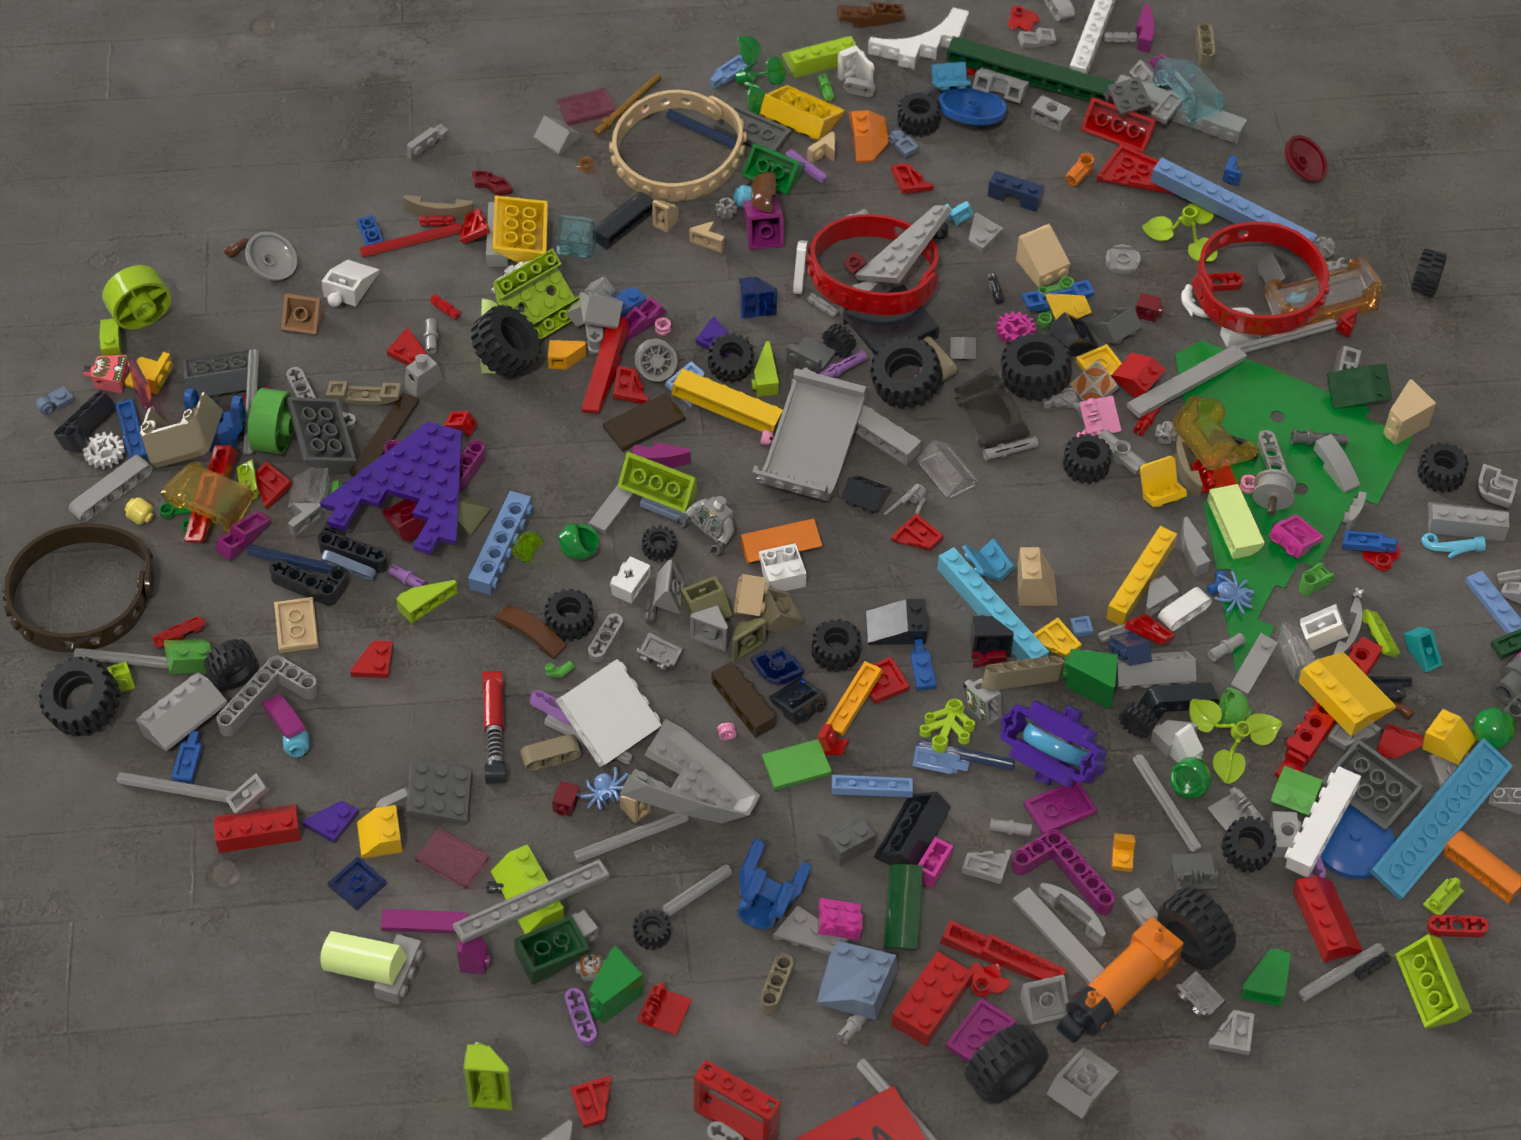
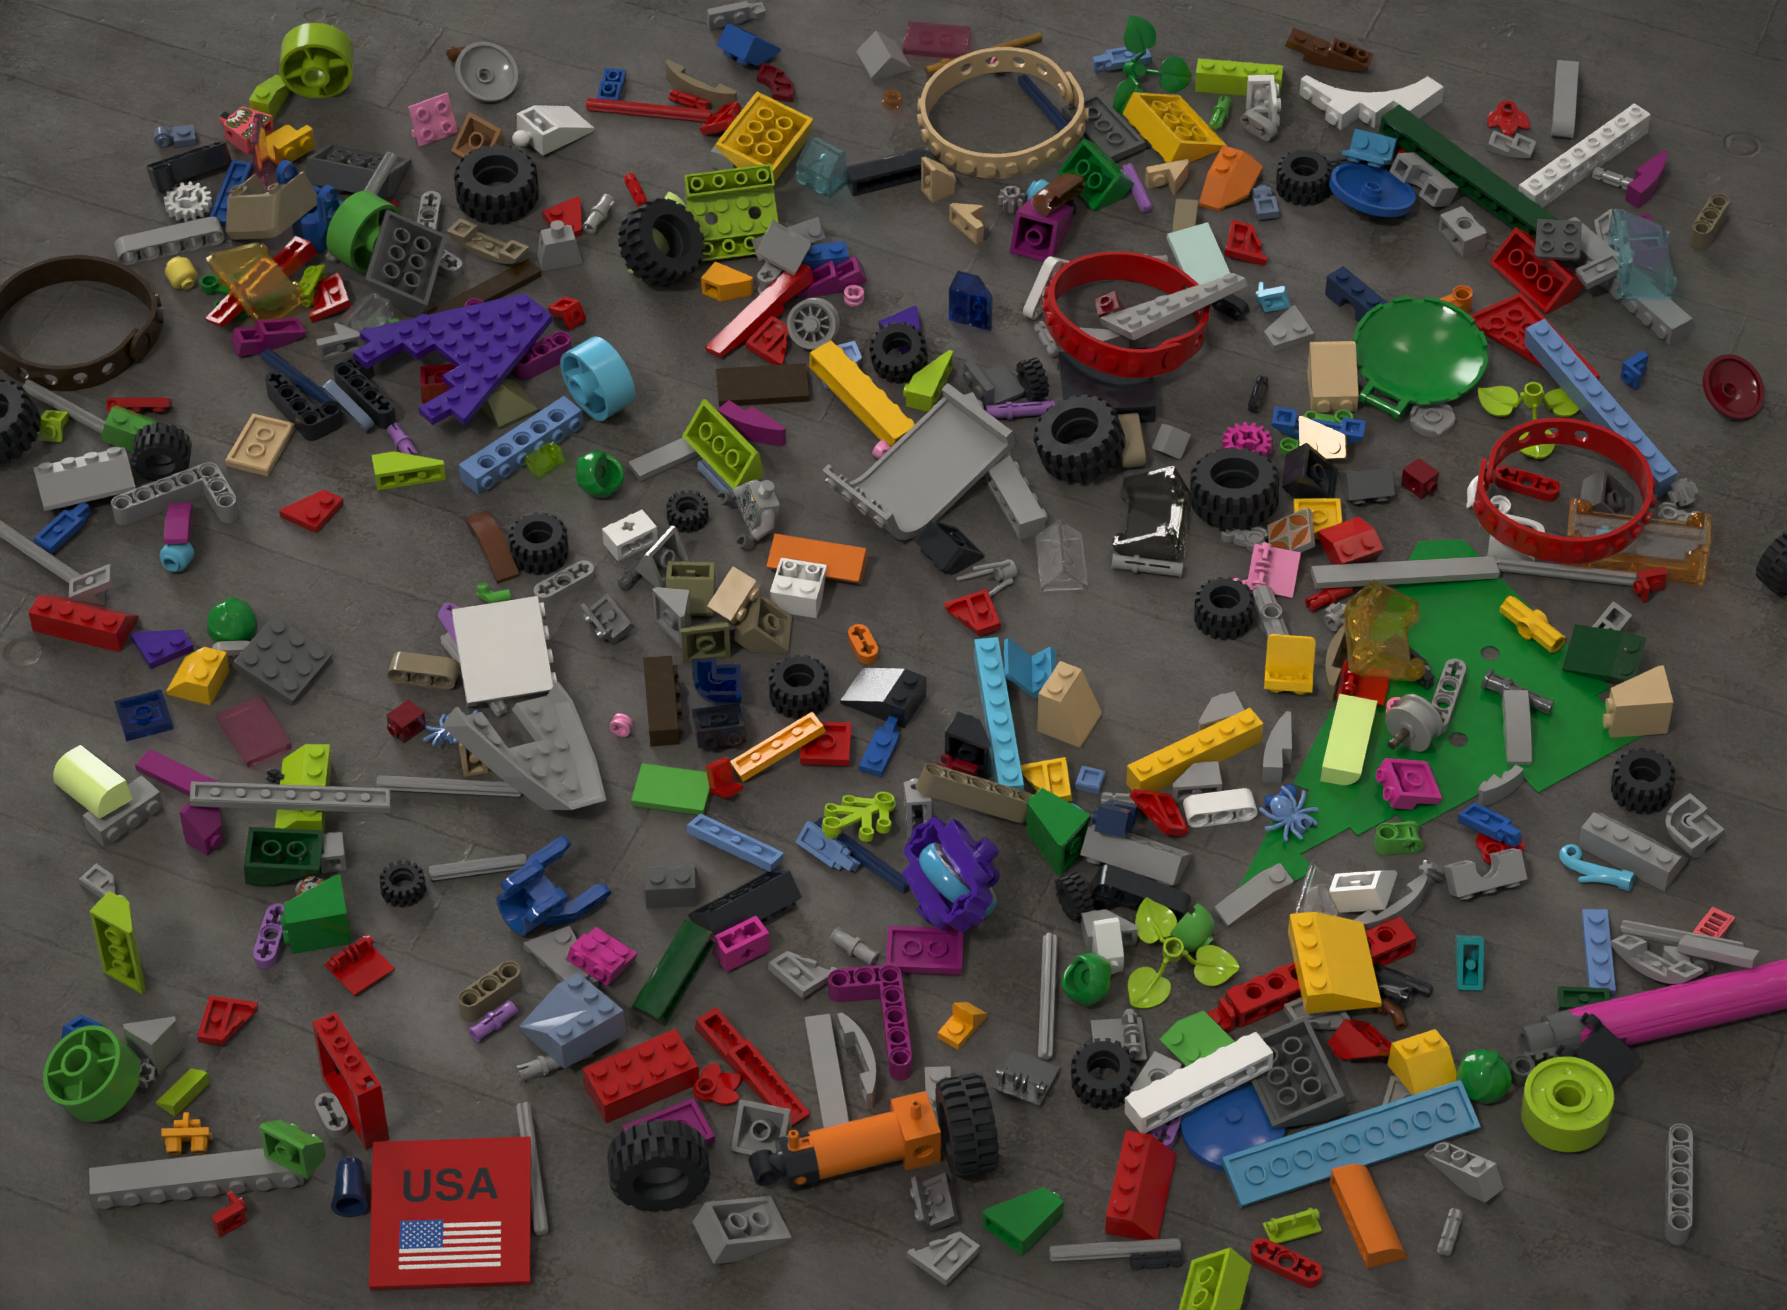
camera: 30 degrees right, 5 degrees down
(255, 310) = (432, 119): none -> bright pink hinge
(345, 359) = (493, 165): none -> black tyre
(379, 778) = (232, 621): none -> green piece
(418, 1035) = (98, 881): none -> light grey tile
(453, 162) = (746, 46): none -> blue slope
(493, 726) = (410, 582): piece -> none
(531, 467) = (597, 378): none -> medium azure piece
(789, 1017) = (493, 1021): none -> medium lavender pin
(853, 593) = (859, 645): none -> orange beam
(859, 180) = (1185, 214): none -> dark tan beam
(888, 200) = (1198, 253): none -> light aqua tile
(1088, 215) = (1418, 353): none -> green dish
(1137, 538) = (1220, 708): none -> light grey slope
(1226, 647) = (1238, 866): light grey pin -> none
(1294, 384) = (1532, 624): none -> yellow piece
(1380, 633) = (1430, 925): lime hinge -> none
(1382, 588) = (1506, 870): none -> light grey arch

